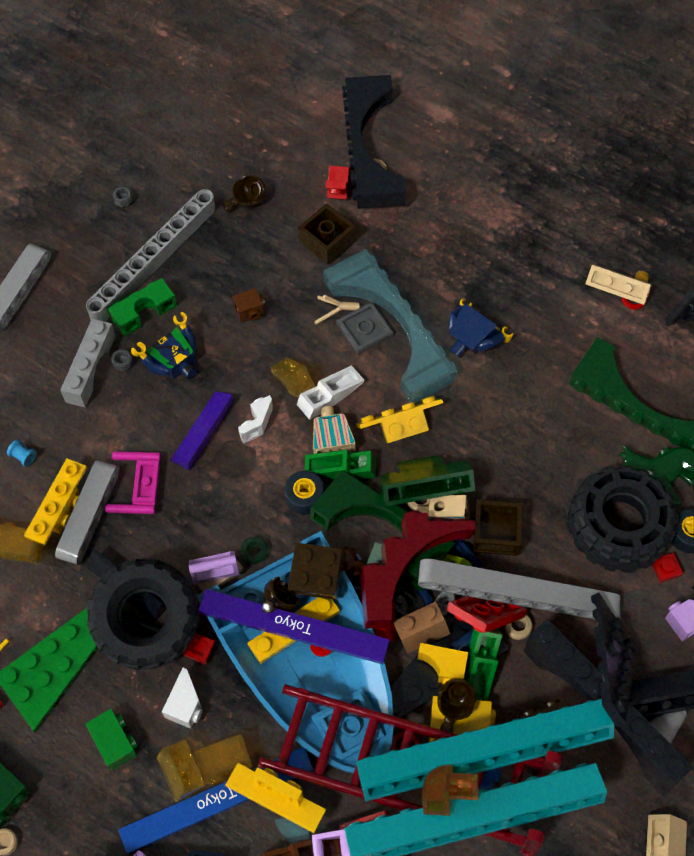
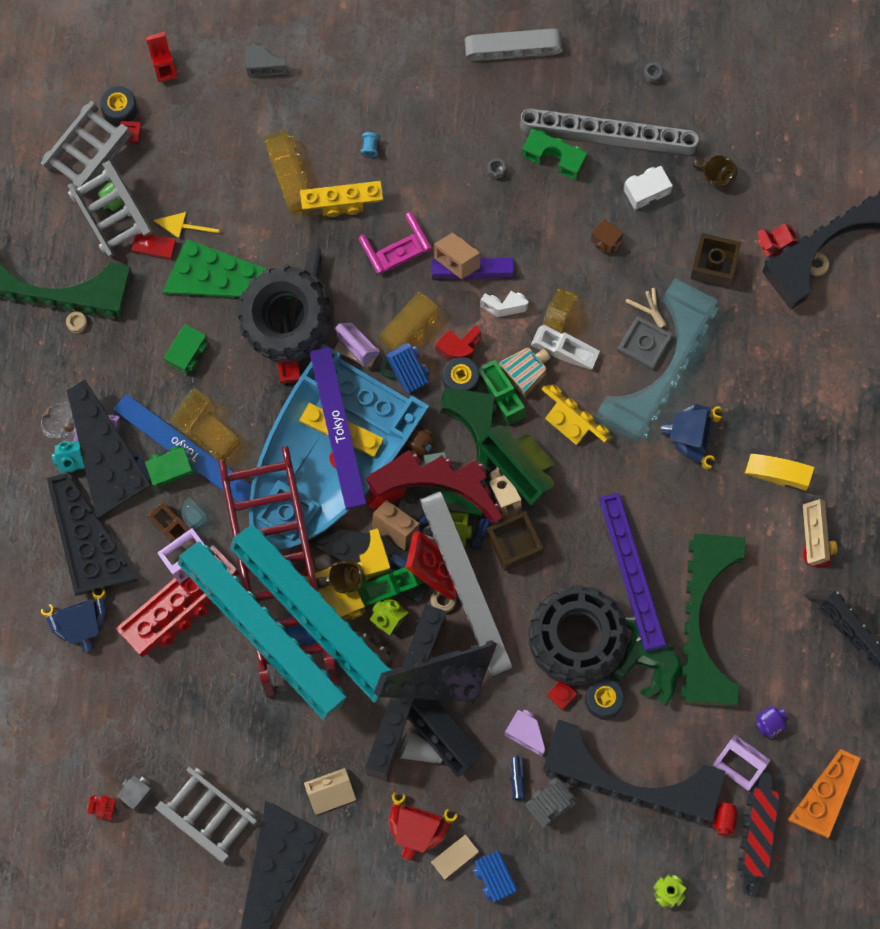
camera: 60 degrees right, 10 degrees up
(79, 380) = (497, 139): light grey arch -> none
(87, 512) = (350, 224): light grey beam -> none
(172, 353) = (524, 204): torso -> none
(183, 702) = (242, 383): white slope -> none
(185, 432) = (457, 255): none -> medium nougat brick
(224, 252) = (647, 187): none -> white brick
(224, 511) = (409, 322): none -> clear yellow brick
(229, 823) = (170, 466): none -> green brick
(268, 532) = (408, 368): none -> blue brick
(271, 483) = (453, 347): none -> red brick
(276, 795) = (204, 487): yellow bracket -> none
(278, 596) = (357, 404): dark brown hair -> none
(317, 571) = (389, 420): dark brown piece -> none
(443, 785) = (264, 593): clear orange brick -> none
(511, 684) = (388, 615): none -> lime brick
(547, 283) = (779, 471): none -> yellow slope
(582, 444) = (632, 573): none -> dark purple tile

